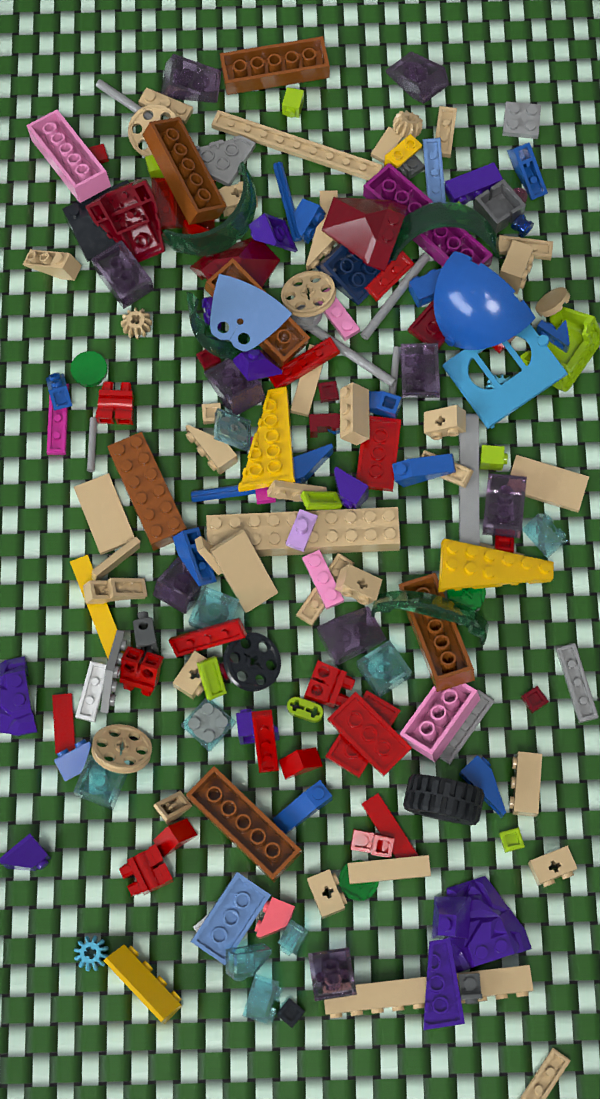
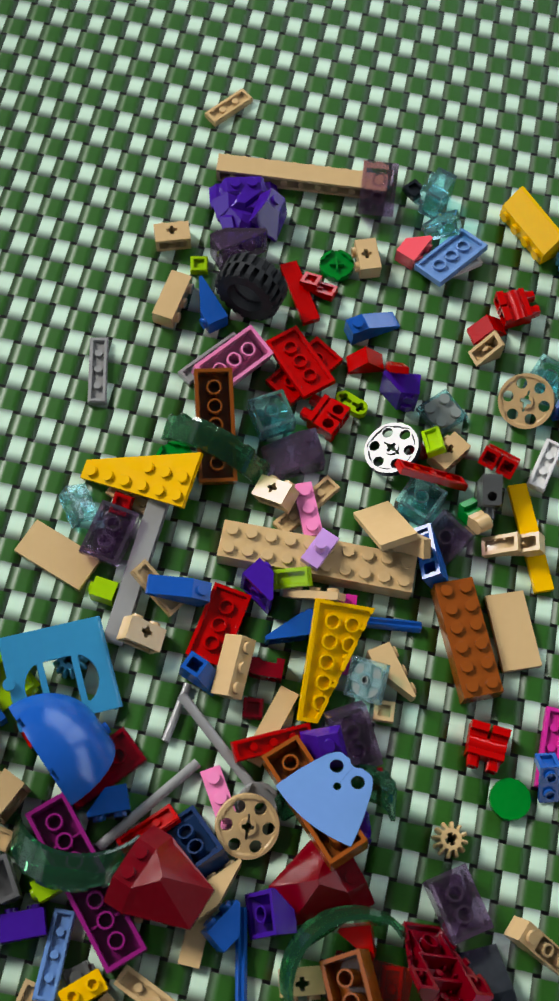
camera: 175 degrees left, 5 degrees down
(92, 444) = (516, 709): light grey bar -> none
(112, 671) = (524, 468): light grey plate -> none
(116, 559) = (508, 576): tan tile -> none
(156, 609) = (474, 516): none -> leg
(244, 824) = (427, 321): dark orange brick -> none
(293, 938) = (400, 230): clear light blue slope -> none
(389, 869) = (310, 262): tan tile -> none
(419, 370) = (150, 697): clear purple brick -> none
(442, 993) = (292, 163): dark purple wing -> none
(470, 988) = (269, 160): dark grey bracket -> none
(481, 862) = (236, 240): none -> clear purple slope
(534, 699) = (141, 366): dark red tile -> none

